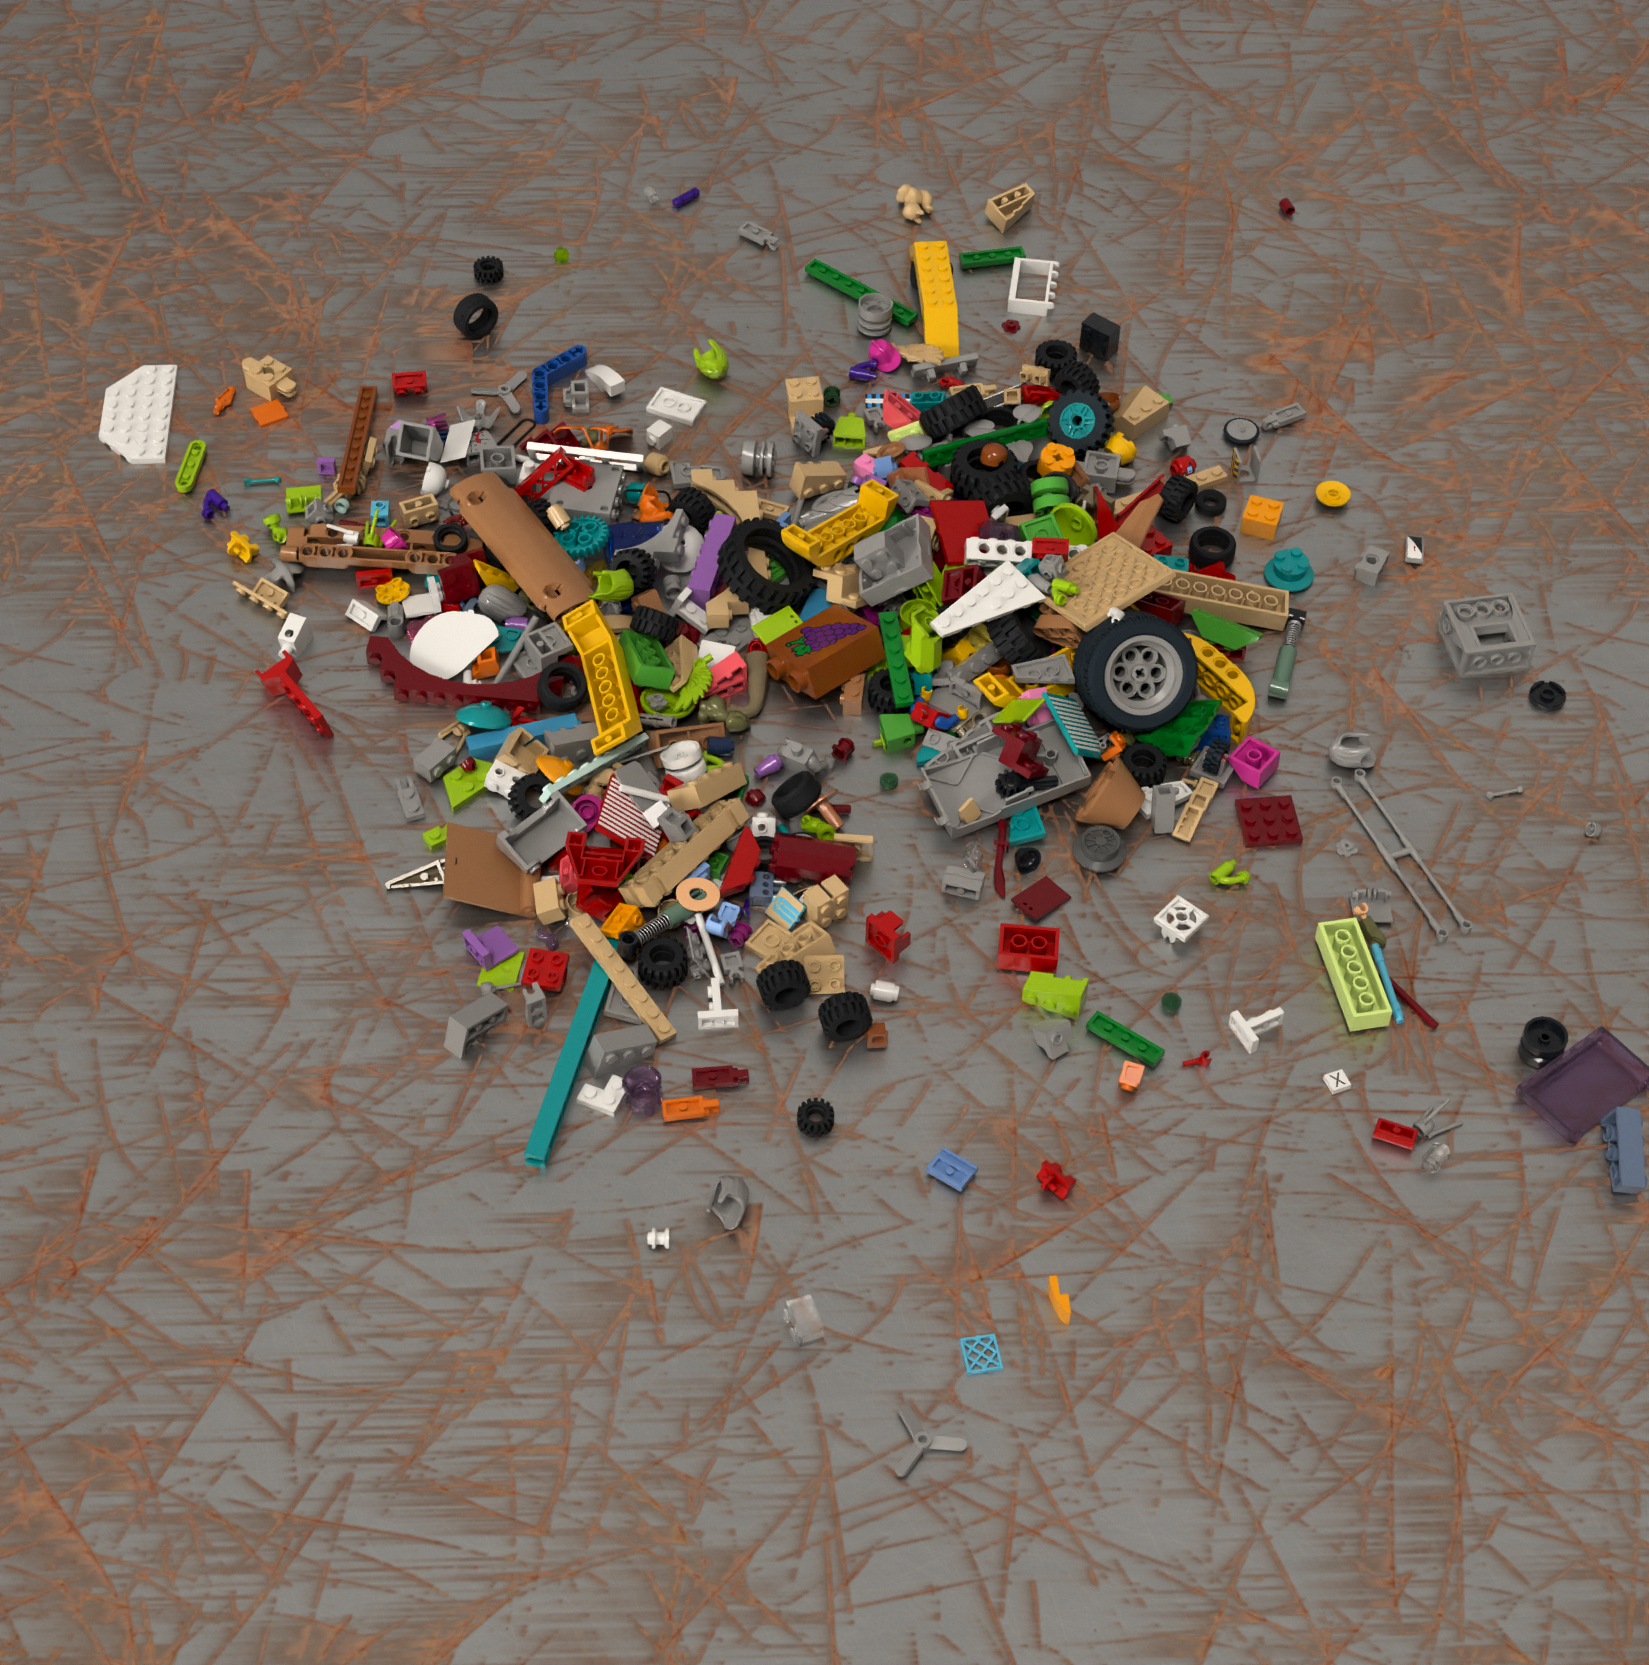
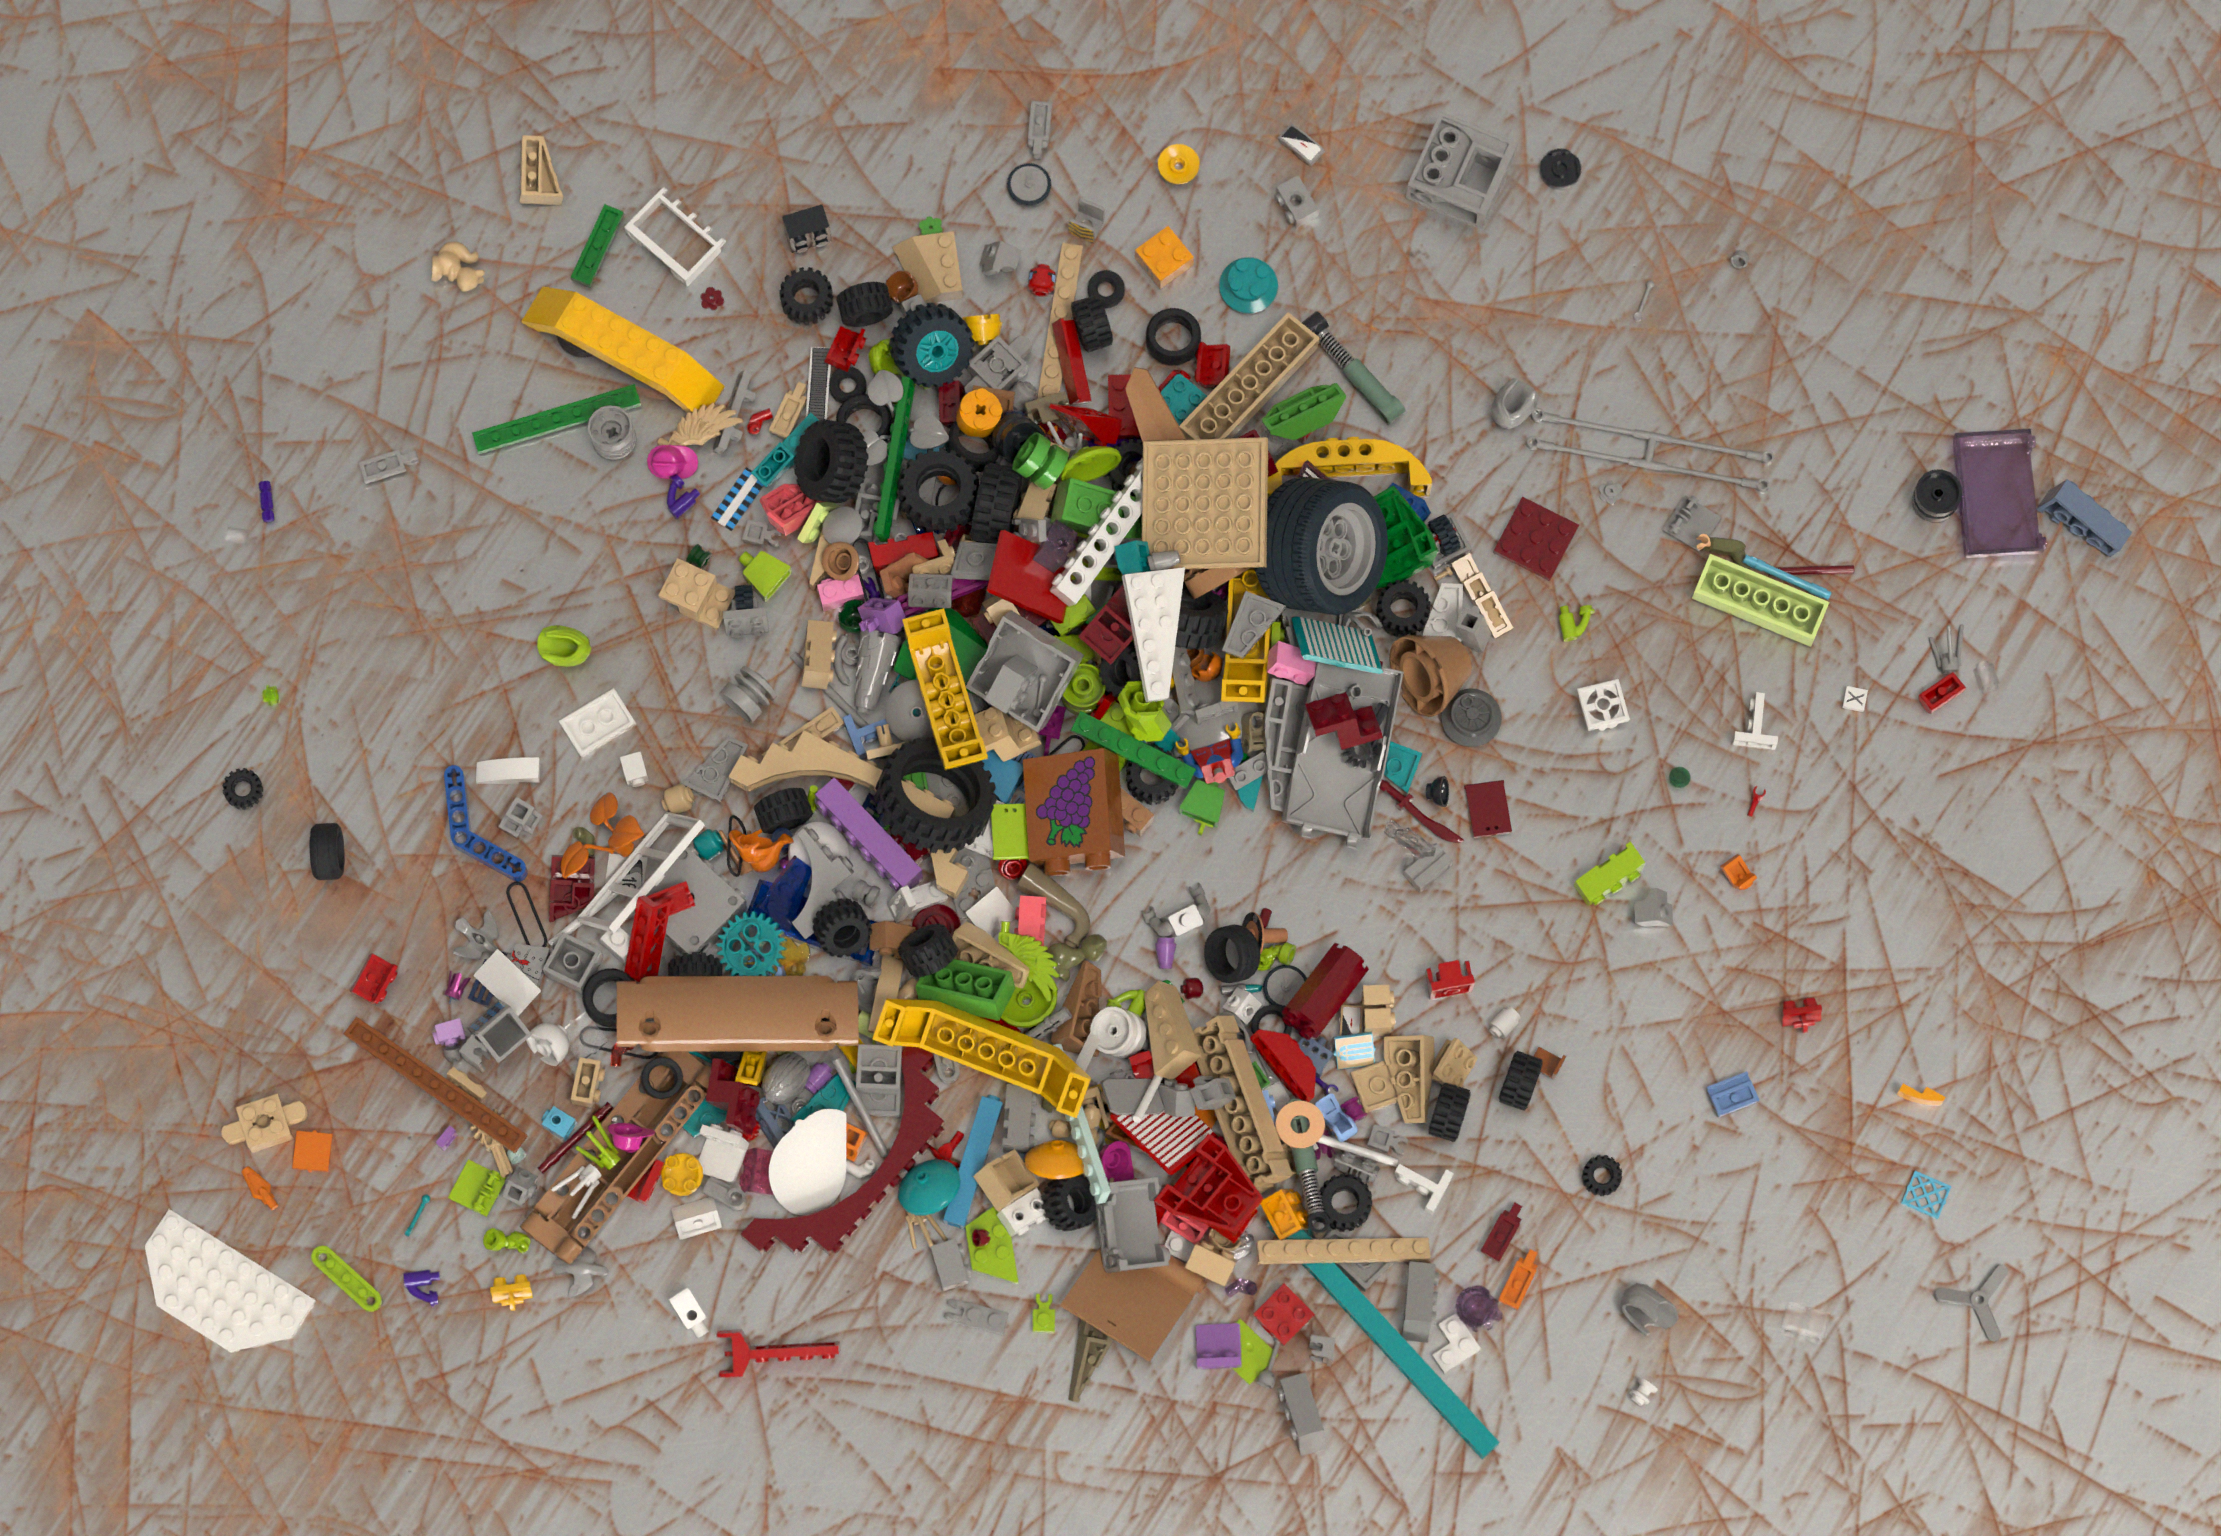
camera: 55 degrees left, 25 degrees up
(268, 594) = (603, 1303): tan bracket -> none
(505, 391) = (448, 877): light grey piece -> none
(558, 517) = (722, 956): tan brick -> none
(566, 670) = (929, 1098): black tyre -> none
(613, 585) = (858, 964): lime hair -> none
(657, 701) = (1032, 1014): light grey plate -> none
(720, 746) = (1111, 982): dark blue brick -> none
(843, 749) = (1192, 867): dark red brick -> none
(863, 845) = (1327, 942): tan tile -> none
(884, 466) = (866, 584): medium blue brick -> none
(889, 780) = (1257, 850): clear green plate -> none
(969, 811) = (1357, 808): tan slope -> none
(993, 454) = (943, 474): dark orange hair -> none
(1012, 396) = (831, 378): tan slope -> none
(1018, 710) = (1294, 688): lime container -> none
(1028, 948) = (1545, 864): red brick -> none
(1035, 375) = (819, 333): tan hips -> none
(1048, 546) = (1126, 519): red bracket -> none
(1052, 567) = (1161, 538): light grey brick -> none
(1062, 586) = (1192, 542): lime plant -> none
(1115, 613) = (1278, 528): white arm -> none
(1119, 745) = (1375, 621): orange bracket -> none
(1125, 1039) = (1694, 848): green plate -> none
(1254, 761) = (1467, 502): dark pink slope -> none

